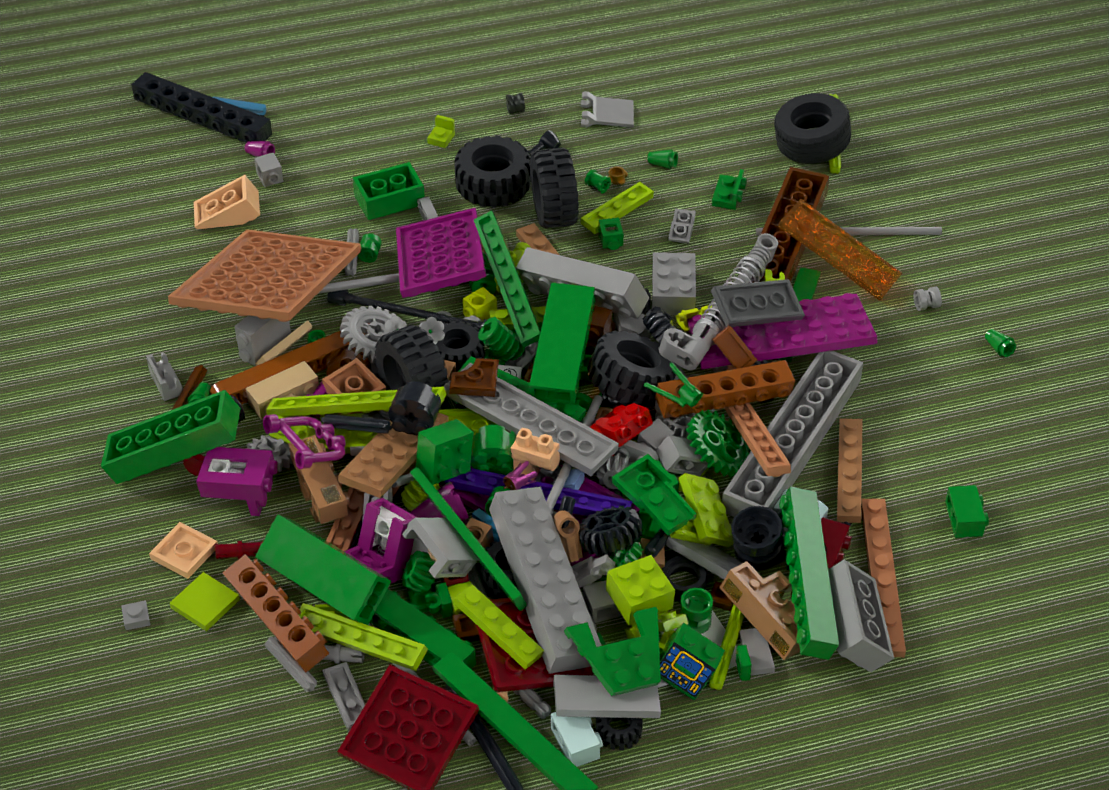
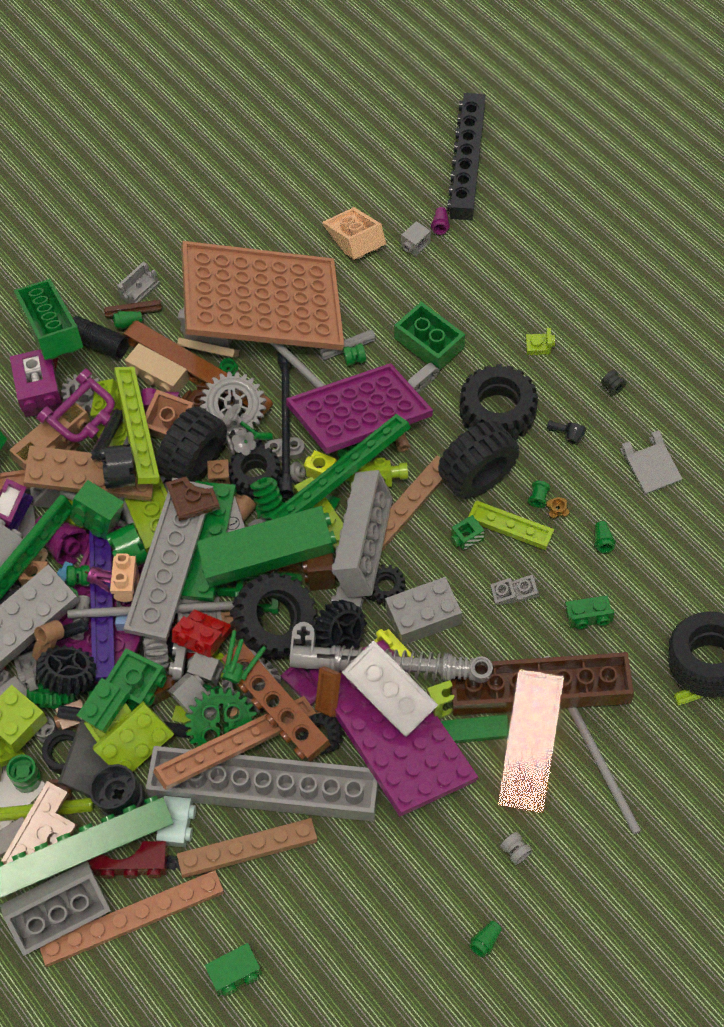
camera: 70 degrees right, 15 degrees up
(256, 108) = (491, 179): dark azure axle -> none

